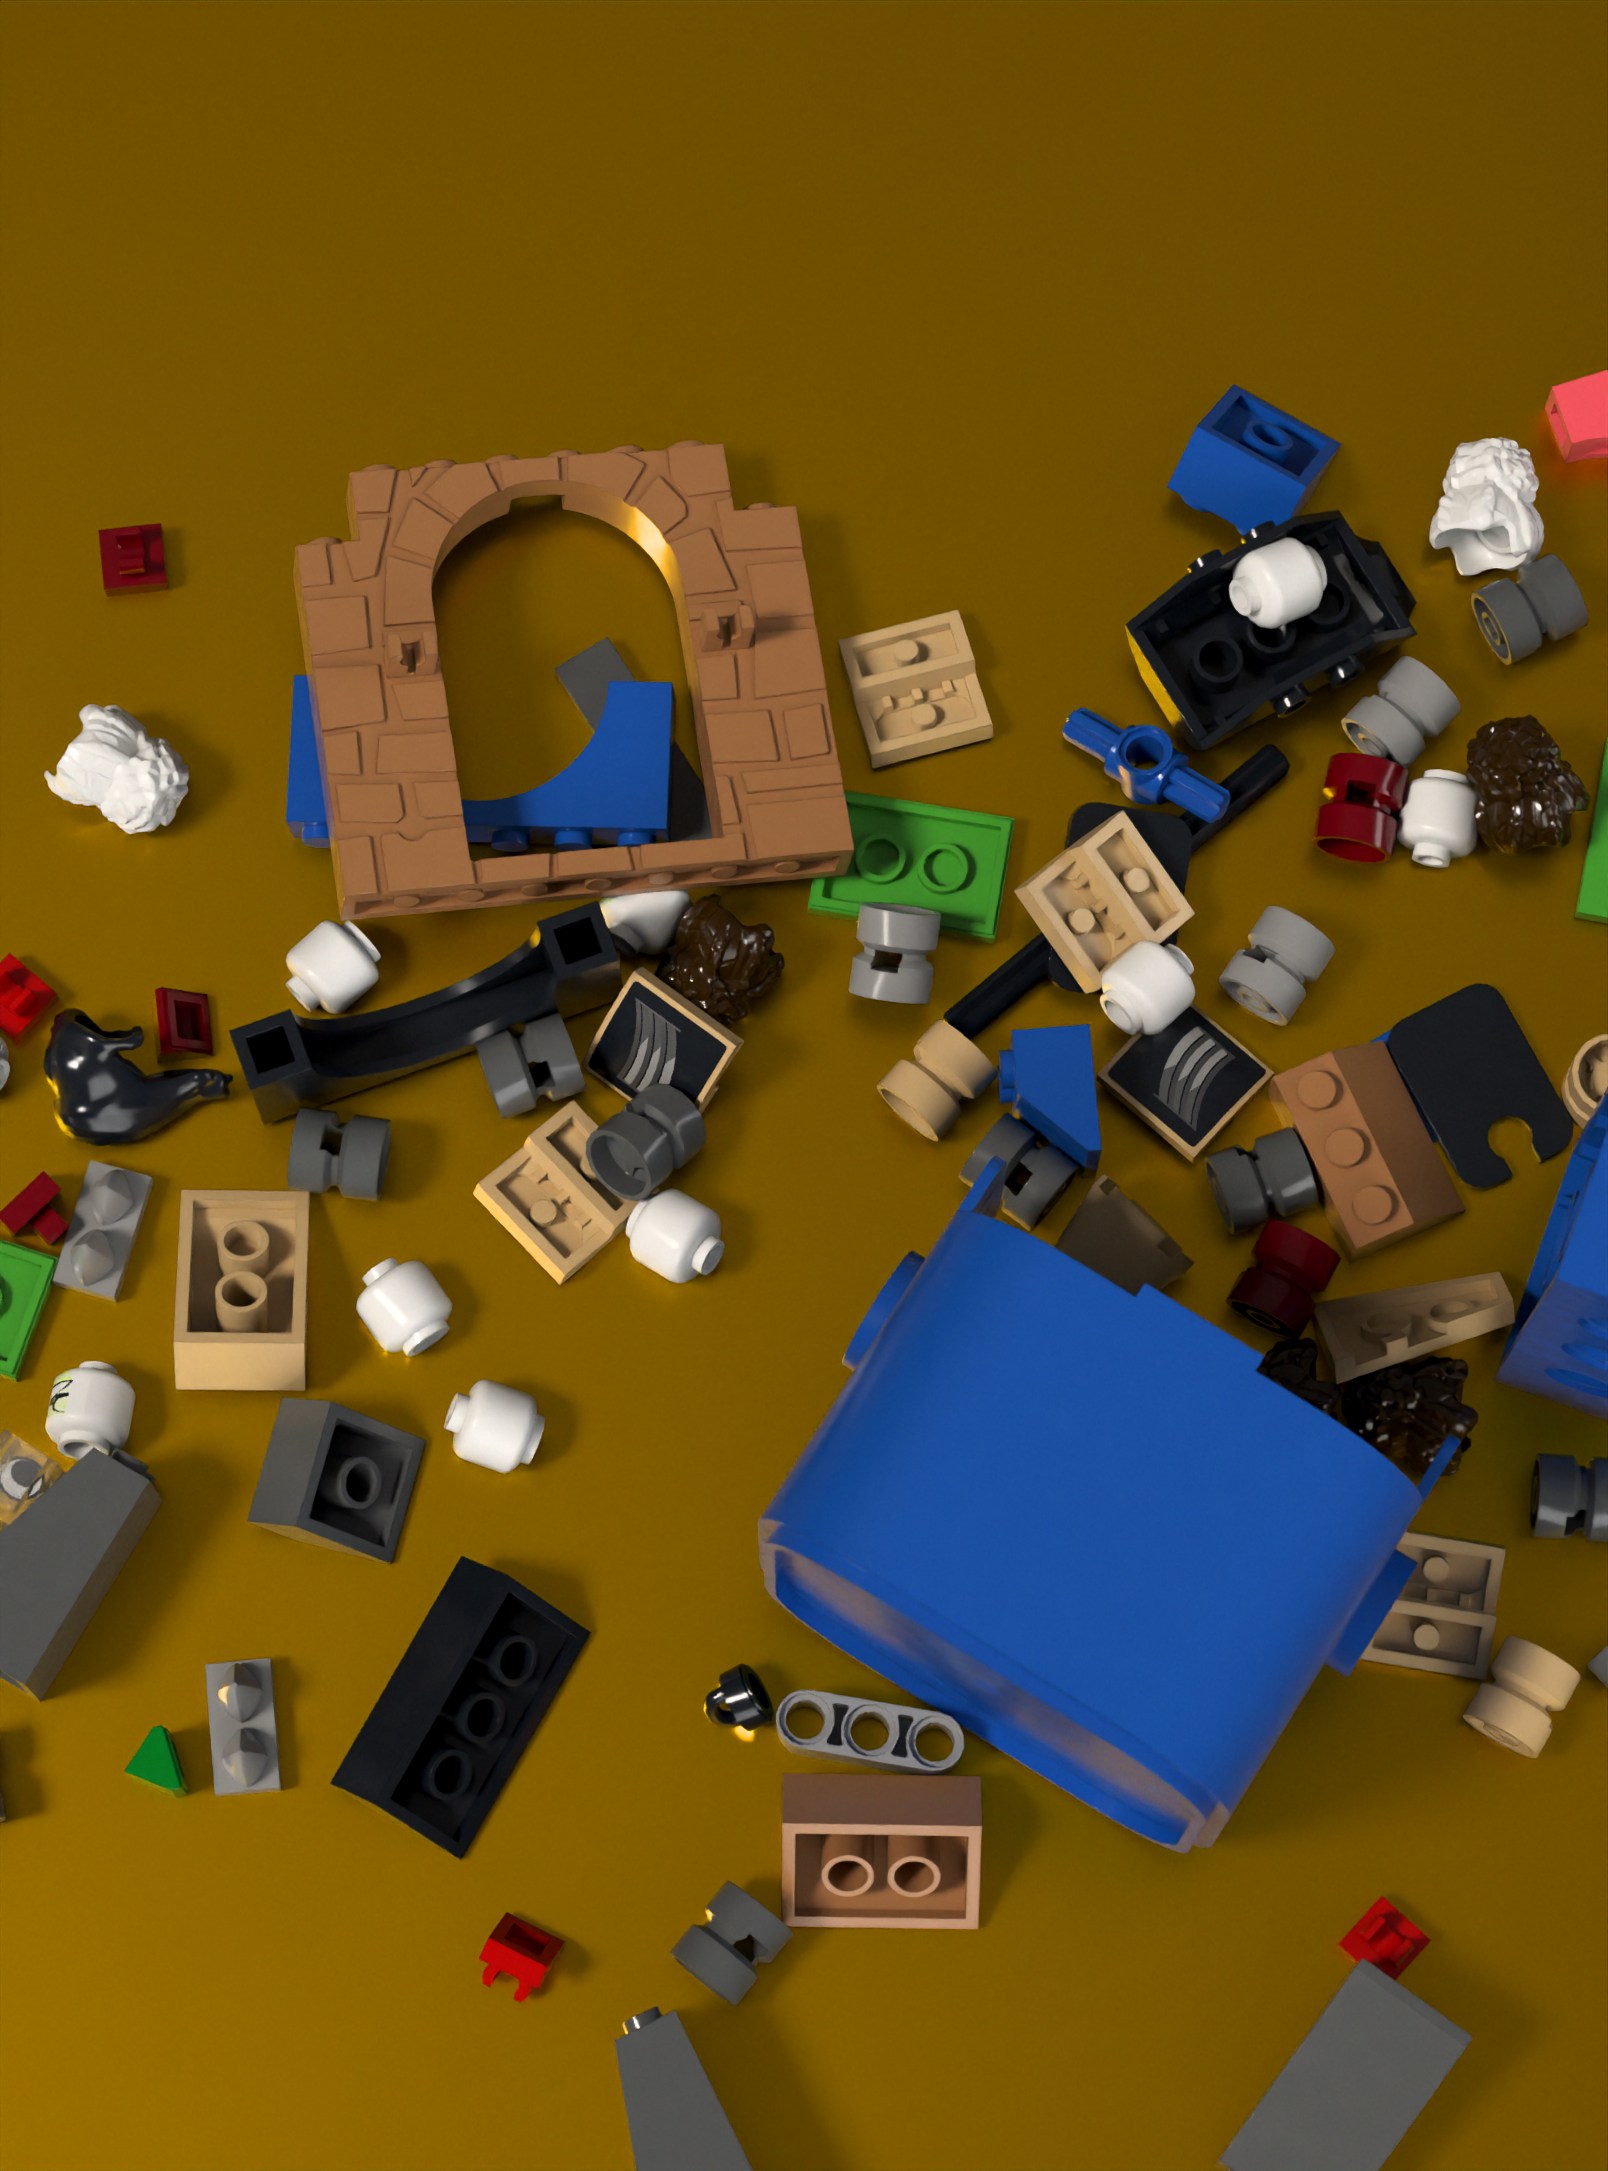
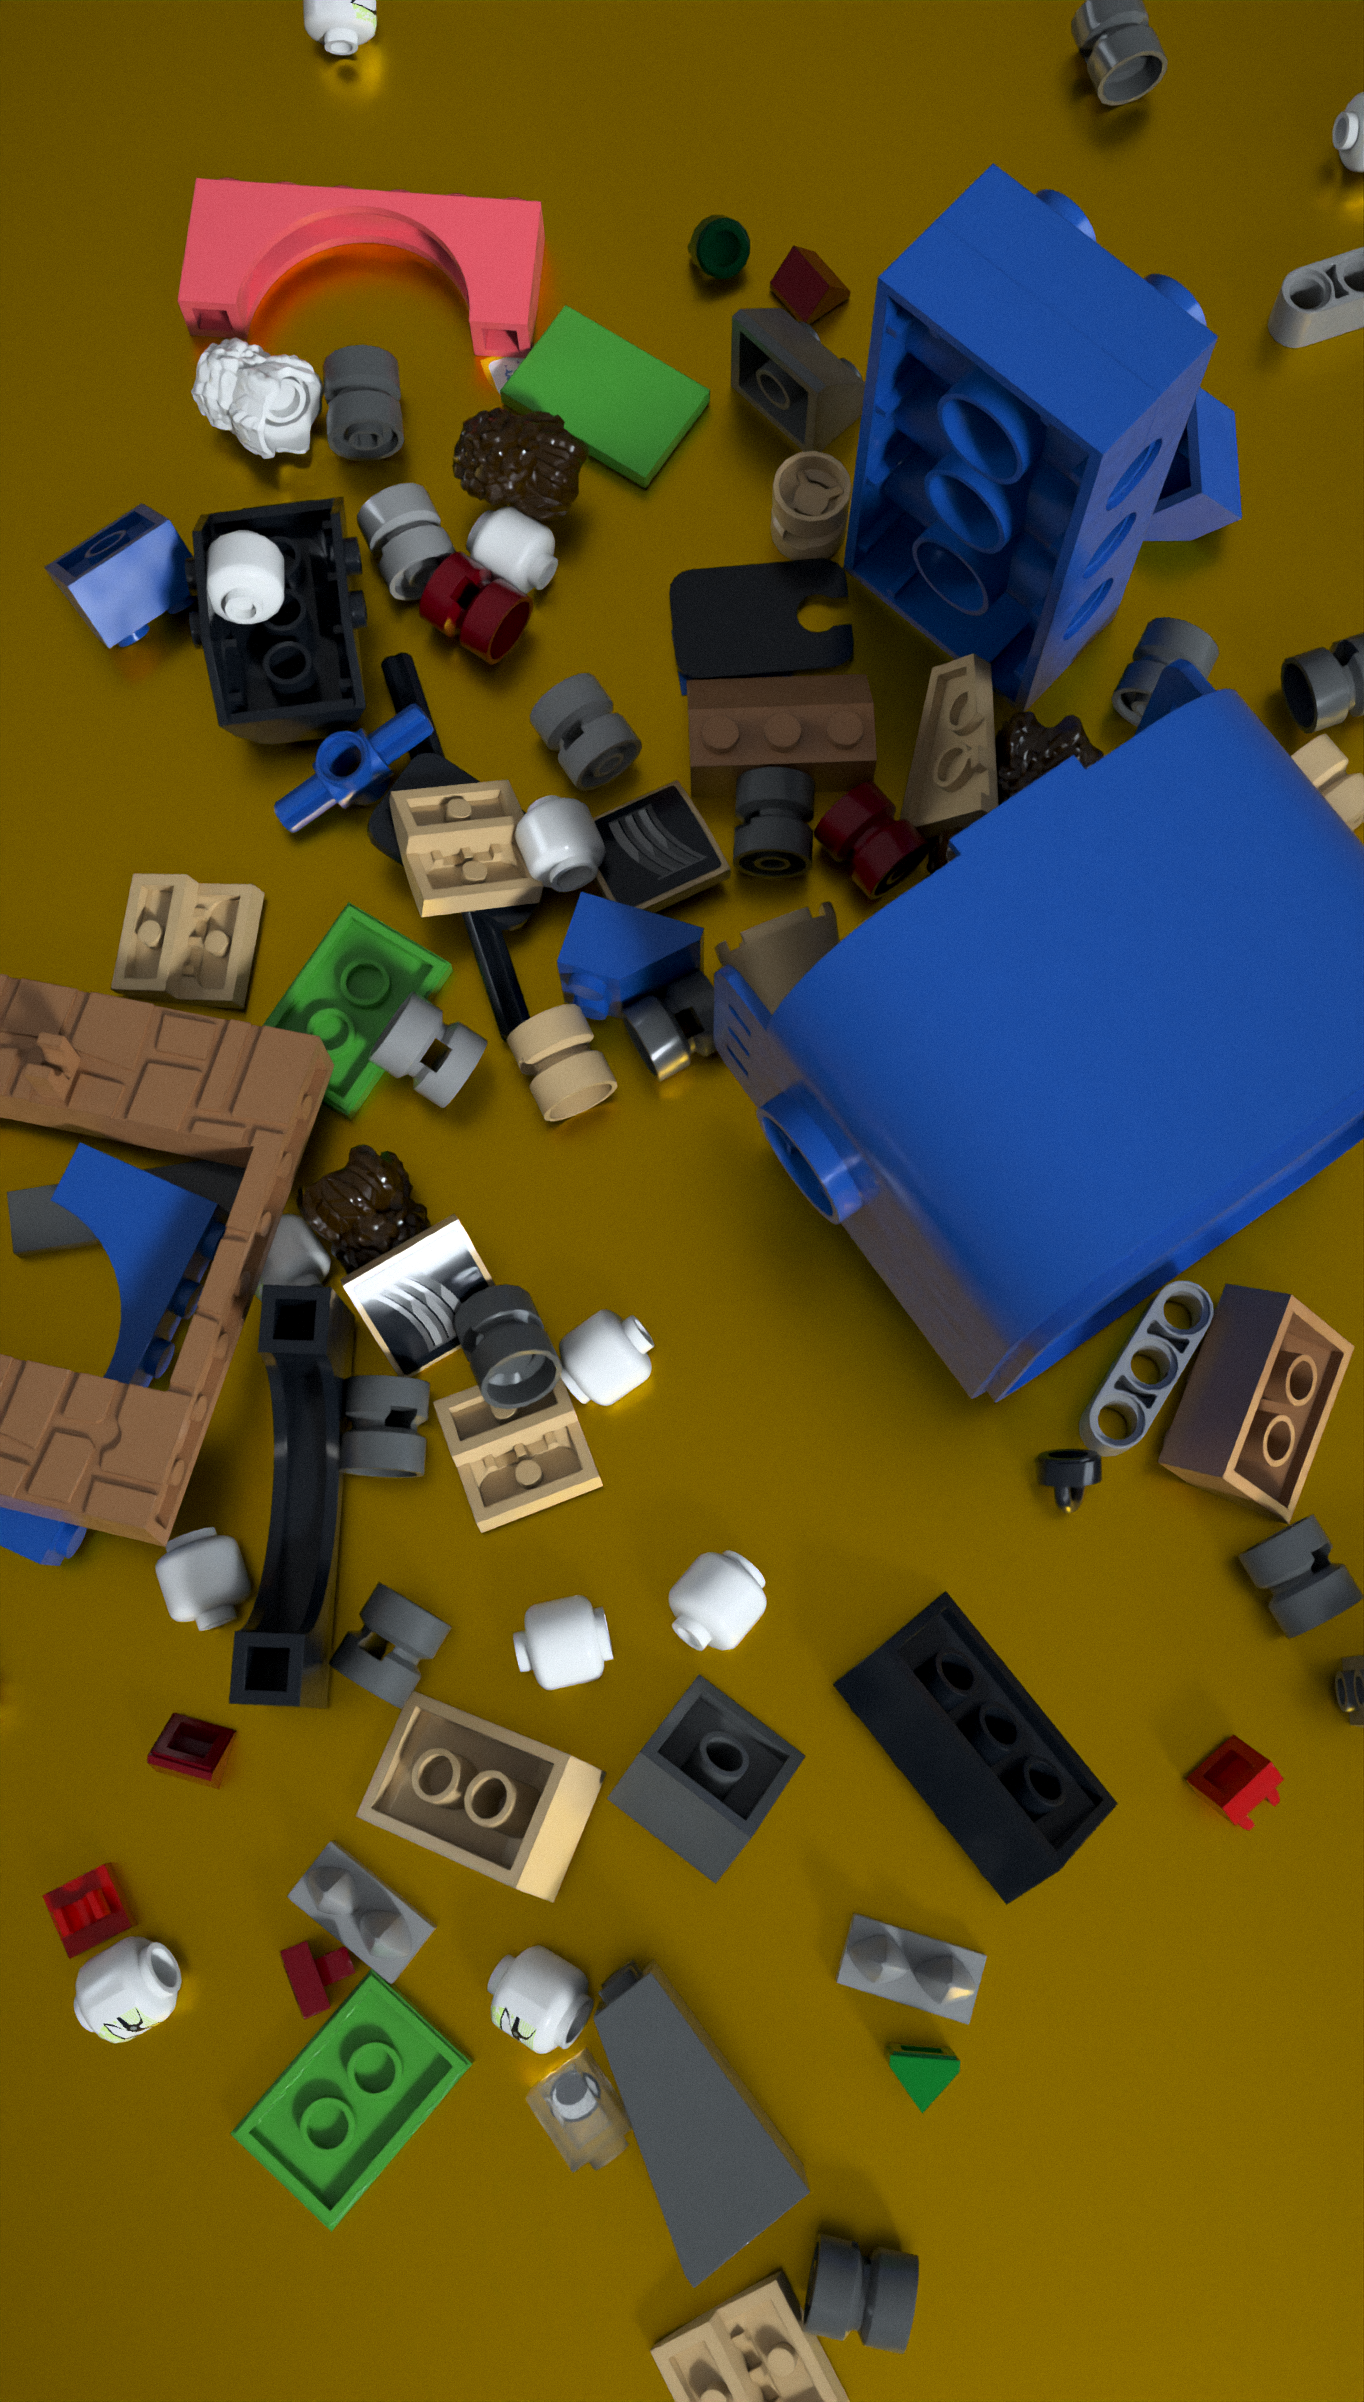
camera: 65 degrees left, 0 degrees up
(109, 1097) = (230, 1854): black piece -> none

